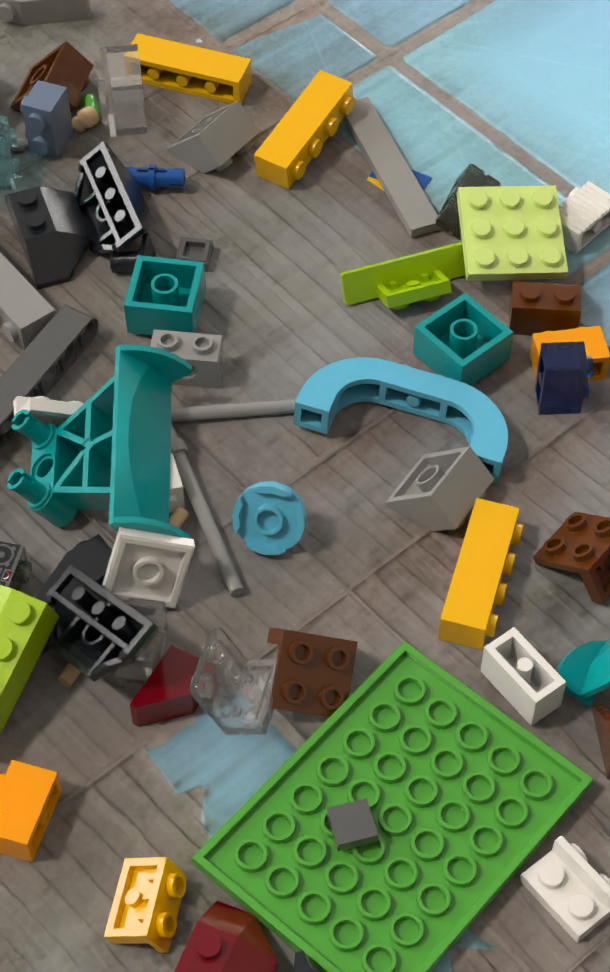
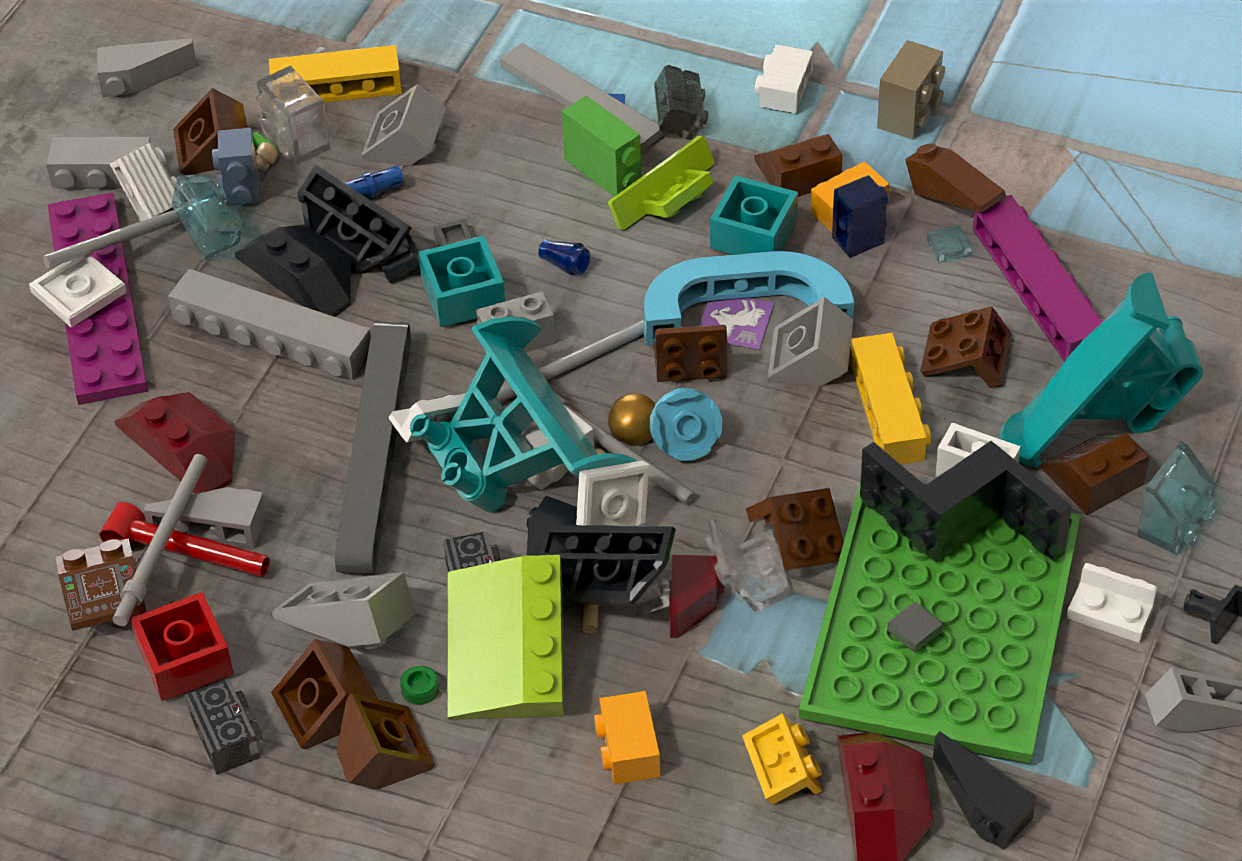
camera: 25 degrees left, 5 degrees down
(228, 486) = (631, 419): none -> pearl gold hair
(277, 310) = (567, 256): none -> clear blue cone
(304, 129) = (487, 91): yellow brick -> none
(322, 450) = (691, 353): none -> reddish brown bracket
(366, 216) = (601, 145): none -> bright green brick
(392, 434) = (743, 317): none -> sticker
(472, 718) = (964, 501): none -> black bracket
(511, 233) = (739, 112): yellowish green plate -> none

